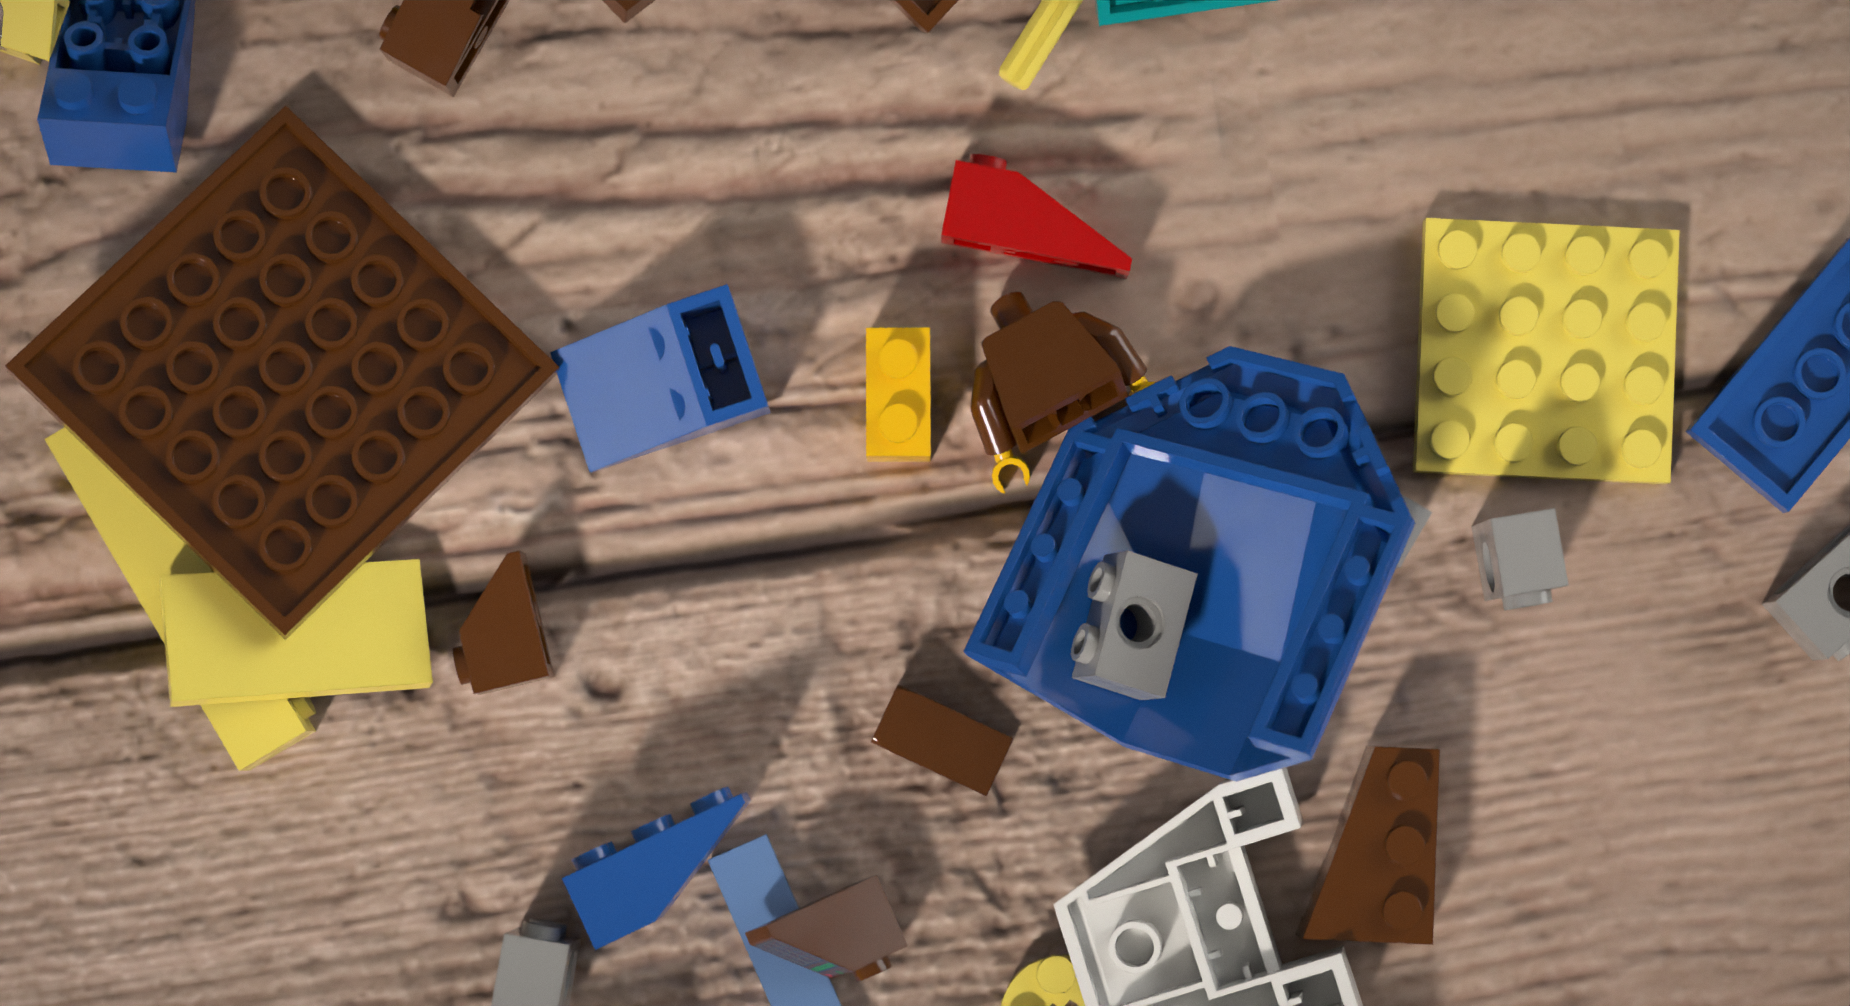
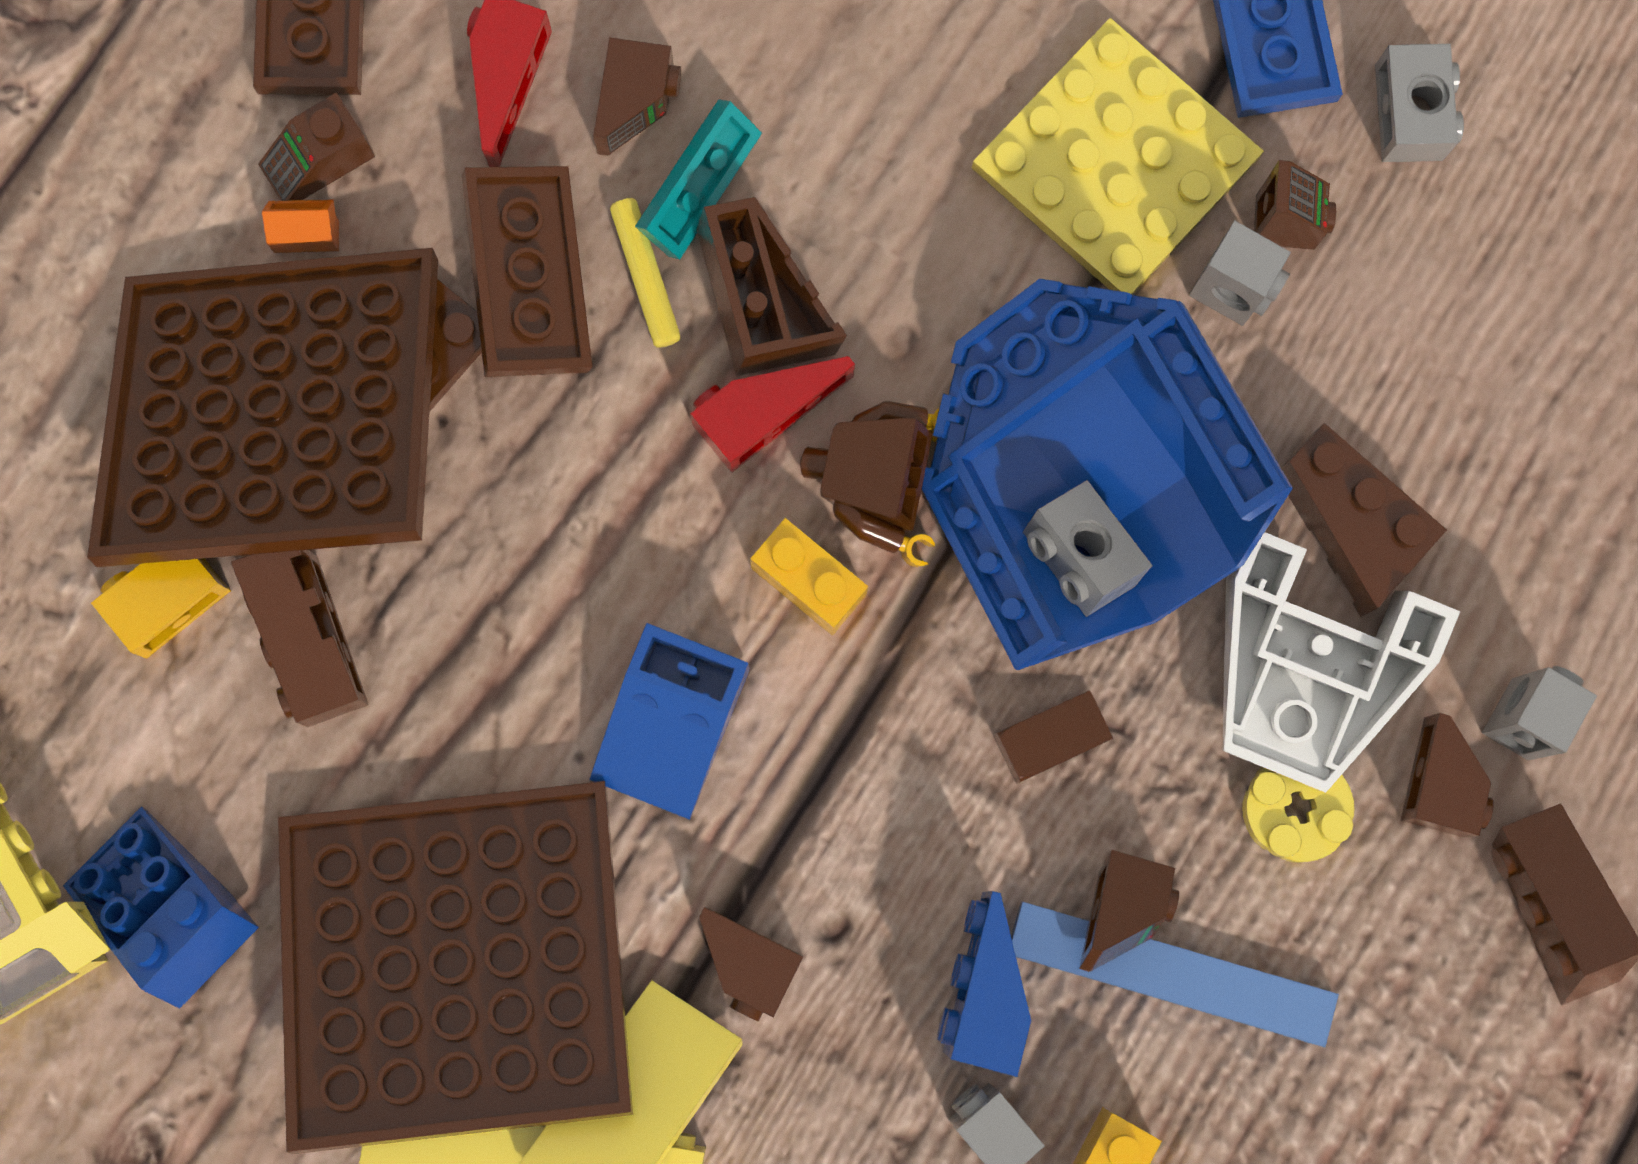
camera: 55 degrees left, 5 degrees down
(1126, 128) = (760, 292): none -> reddish brown wedge
(1632, 557) = (1294, 207): none -> reddish brown slope

